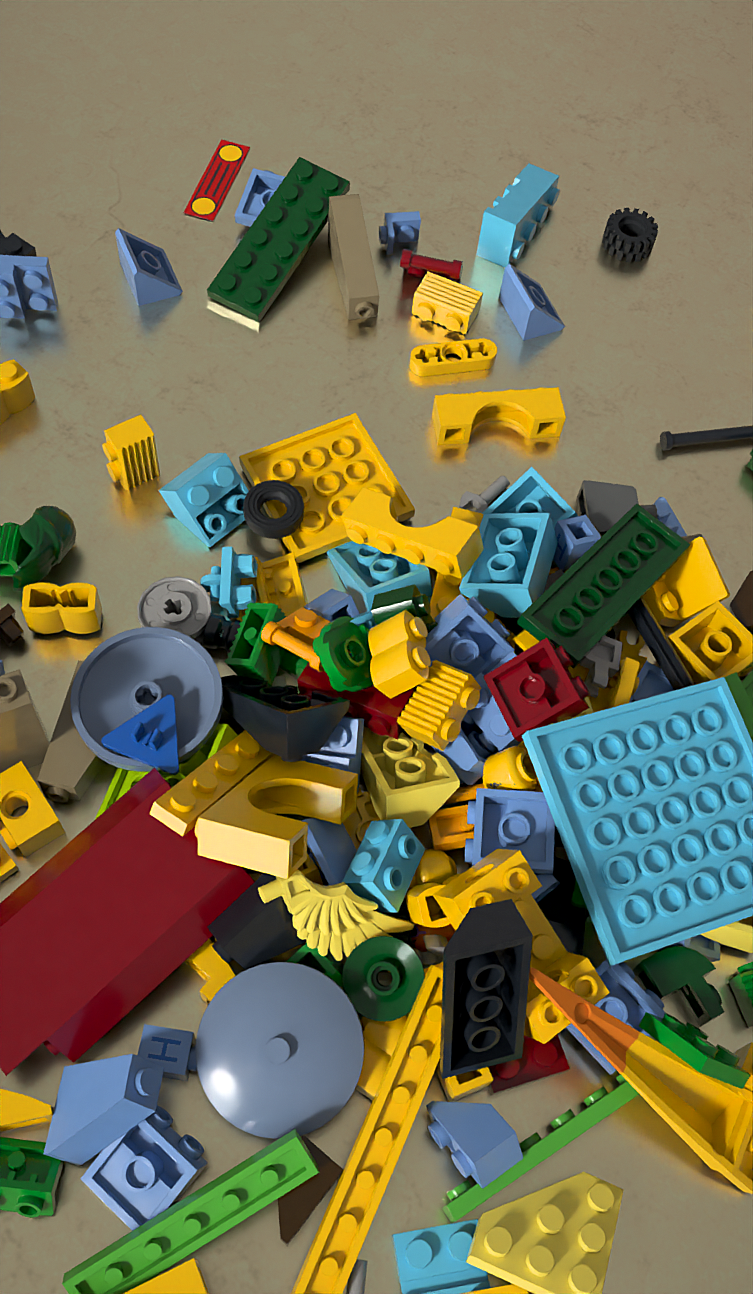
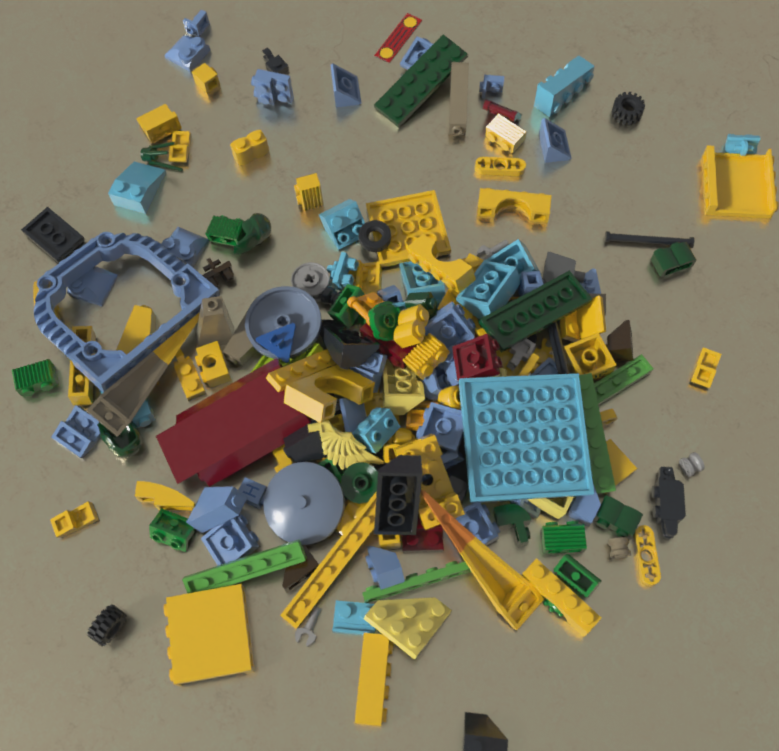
camera: 25 degrees right, 5 degrees up
(57, 608) = (256, 268): yellow brick -> none
(692, 1047) = (504, 553): green plate -> none

